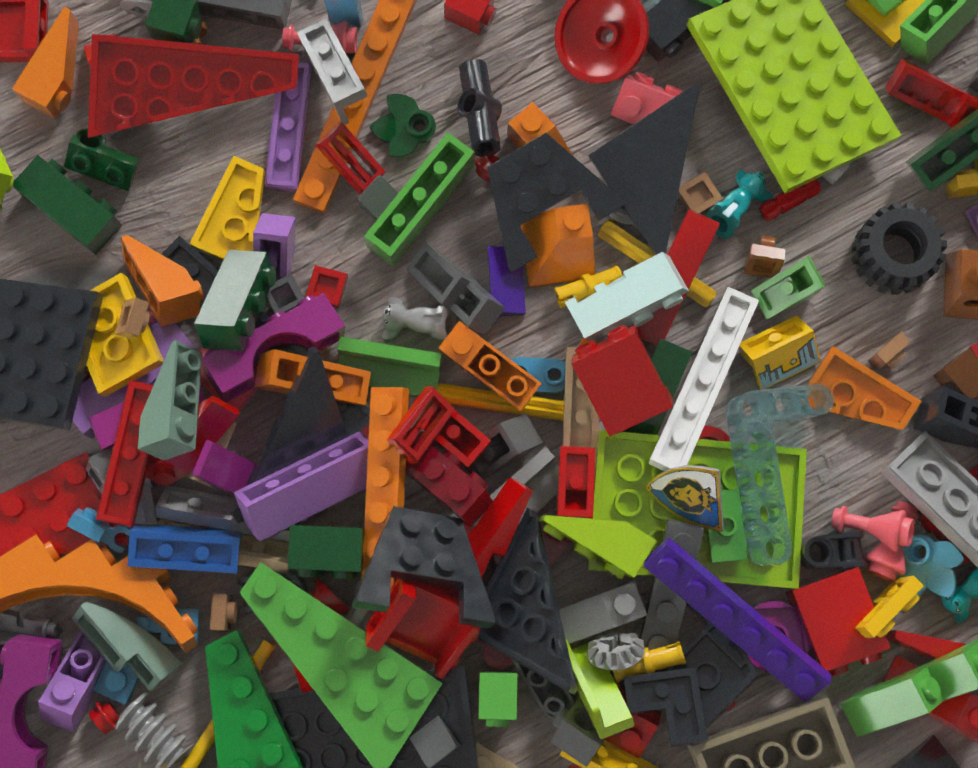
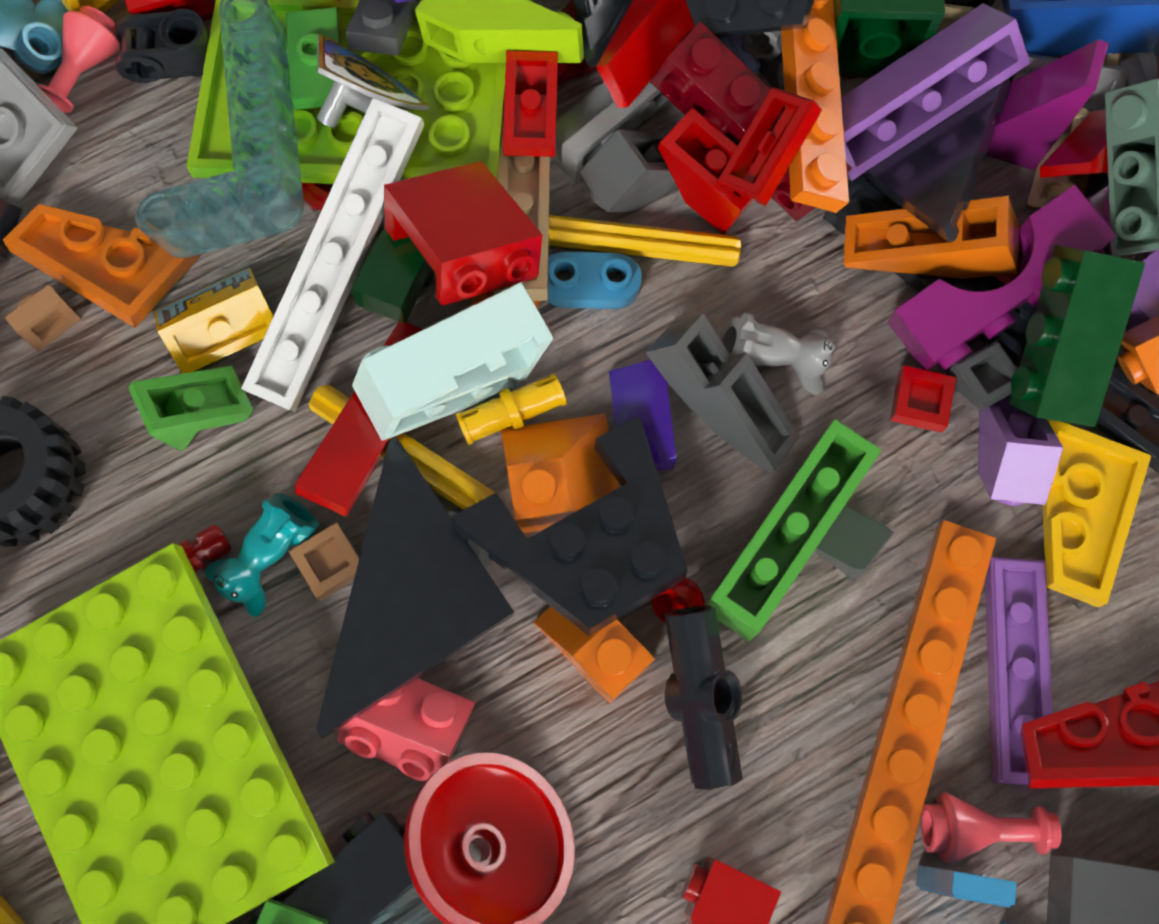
camera: 175 degrees right, 5 degrees down
(332, 66) = (972, 753): light grey panel -> none
(341, 166) = (950, 631): red tile -> none
(392, 364) = (813, 287): bright green panel -> none
(400, 123) = (834, 674): dark green plate -> none
(489, 366) = (662, 270): orange slope -> none
(764, 259) = (226, 459): dark orange tile -> none
(891, 528) = (75, 60): coral piece -> none

